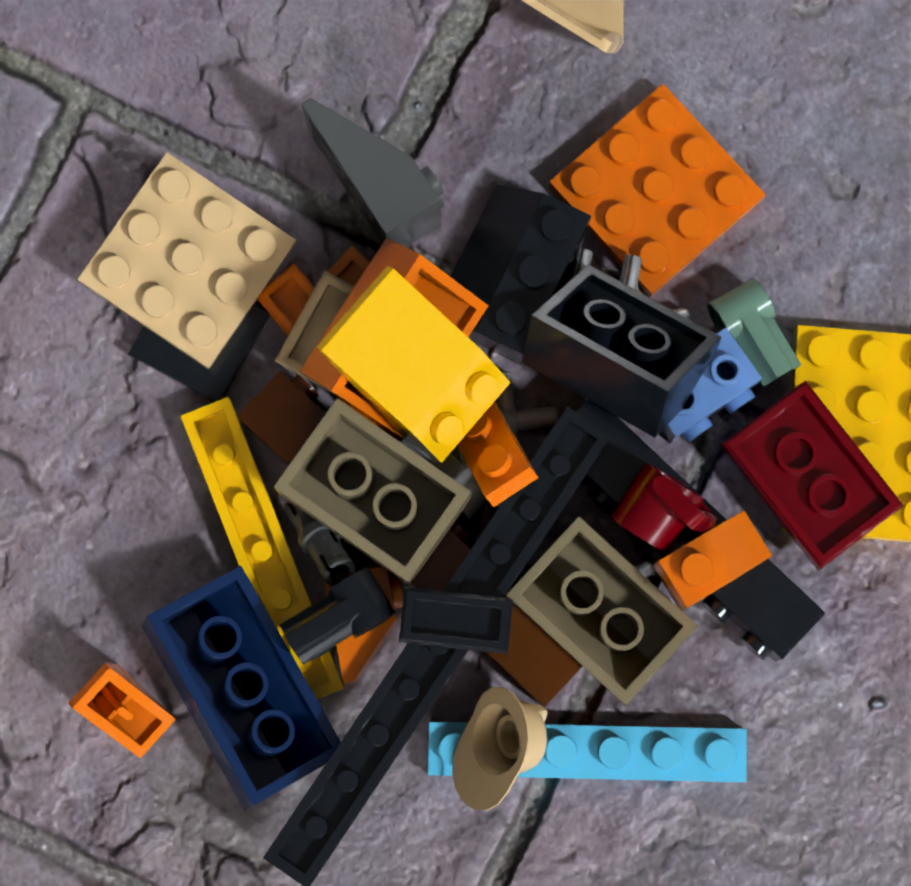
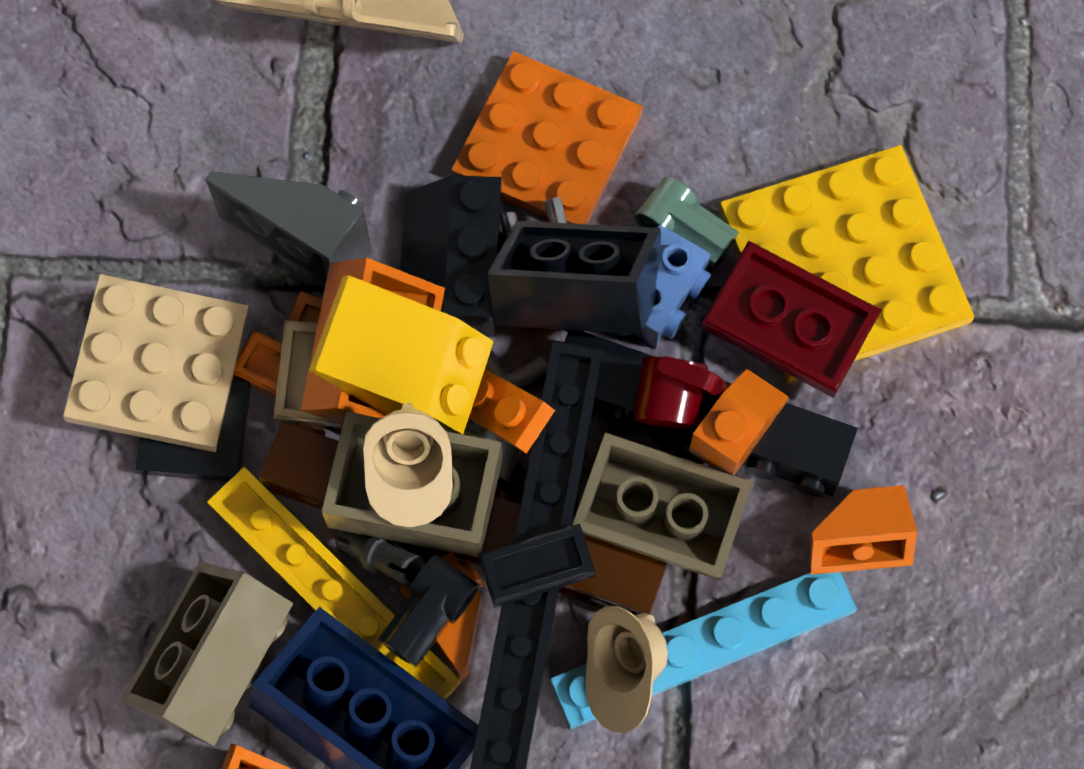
camera: 25 degrees left, 10 degrees down
(119, 566) = (208, 652): none -> dark tan brick
(369, 483) = (408, 467): none -> tan piece
(787, 715) = (865, 532): none -> orange slope

